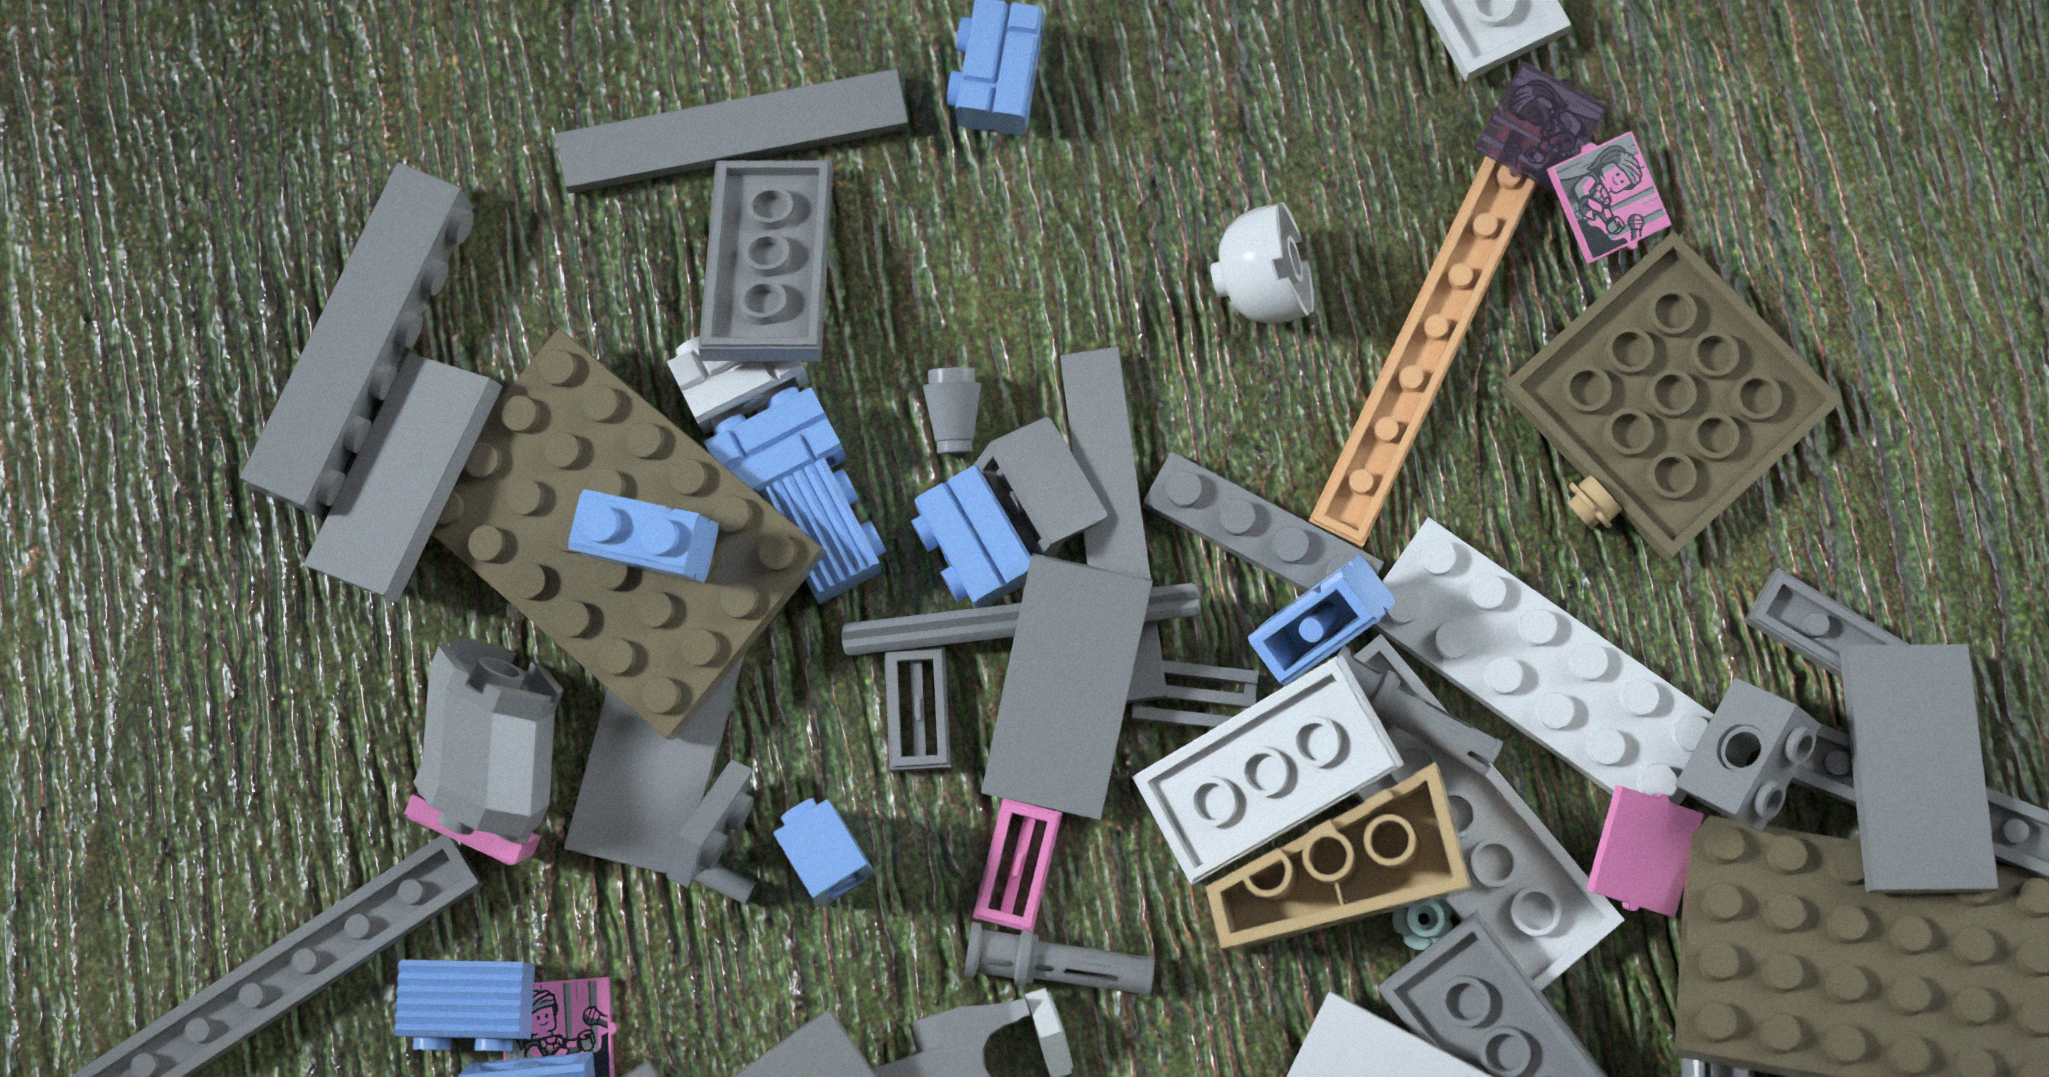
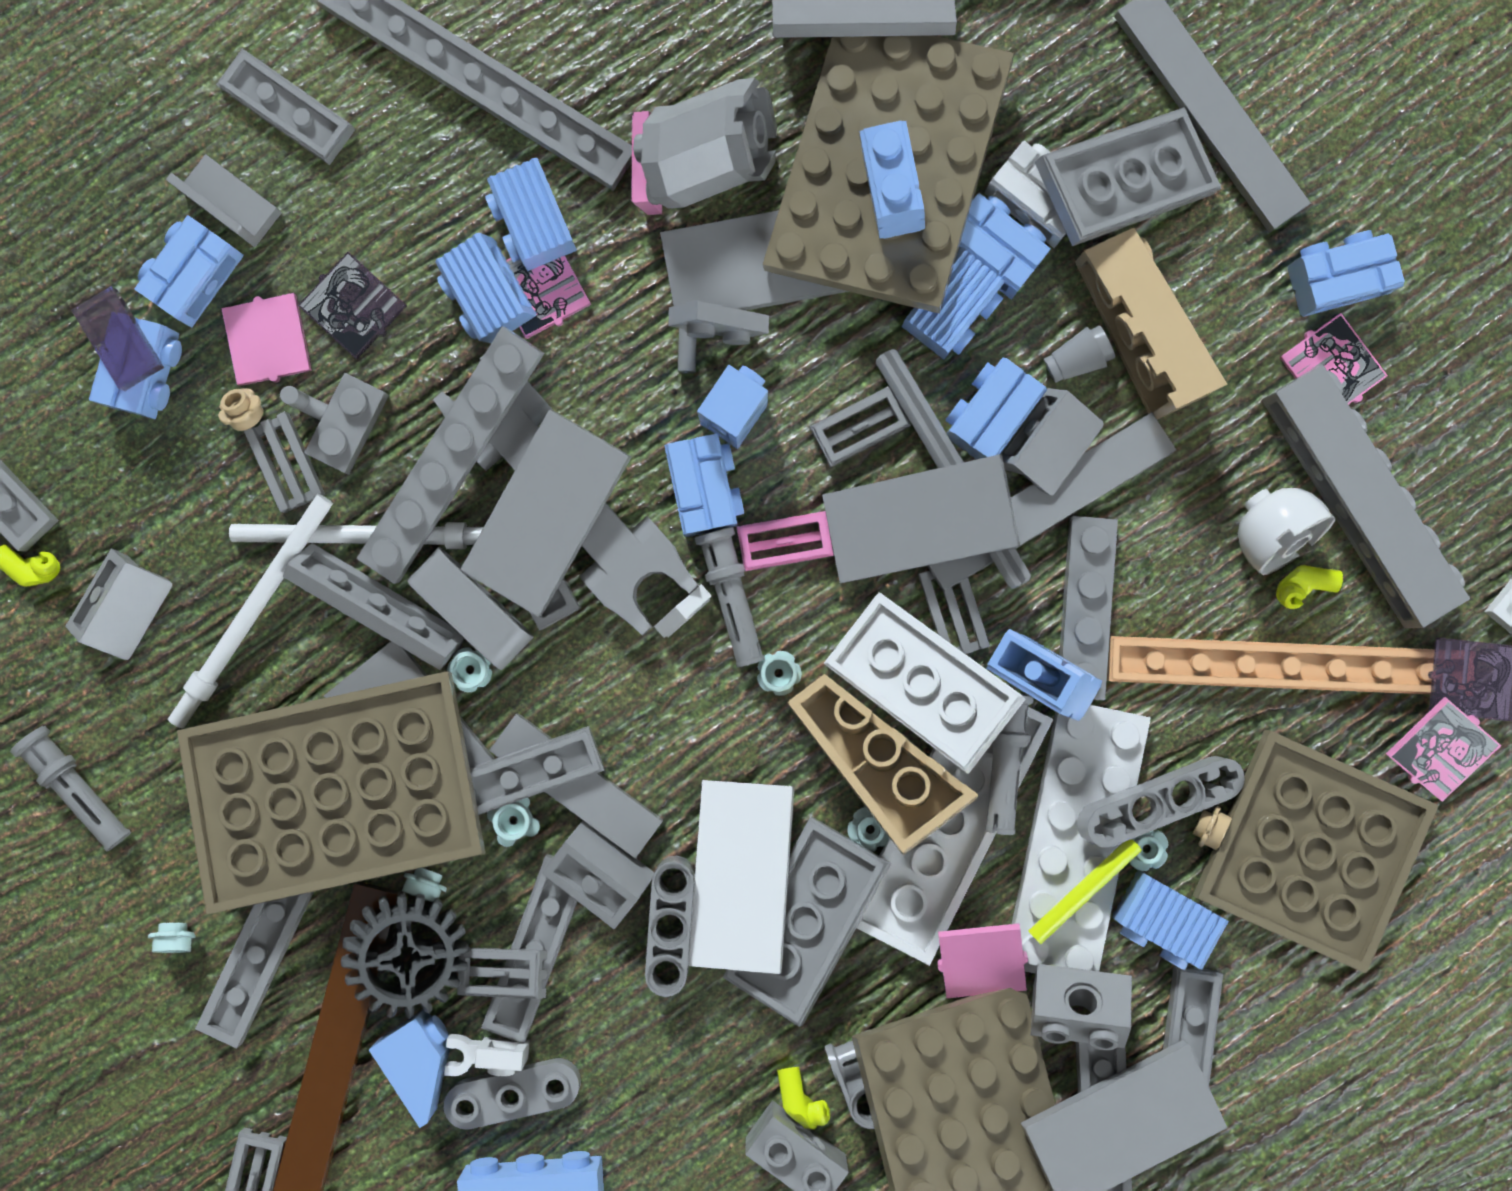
camera: 65 degrees right, 10 degrees up
(902, 935) = (702, 484): none -> light blue brick
(954, 314) = (1148, 325): none -> tan wedge
(1100, 125) = (1340, 352): none -> piece
(1196, 946) = (781, 685): none -> light aqua plate
(1272, 156) = (1366, 498): none -> light grey brick
(1339, 266) = (1305, 579): none -> neon yellow arm
(1527, 547) = (1162, 805): none -> light grey beam
(1581, 607) = (1156, 856): none -> light aqua plate
(1607, 688) = (1084, 890): none -> neon yellow bar
(1685, 603) = (1168, 920): none -> light blue brick

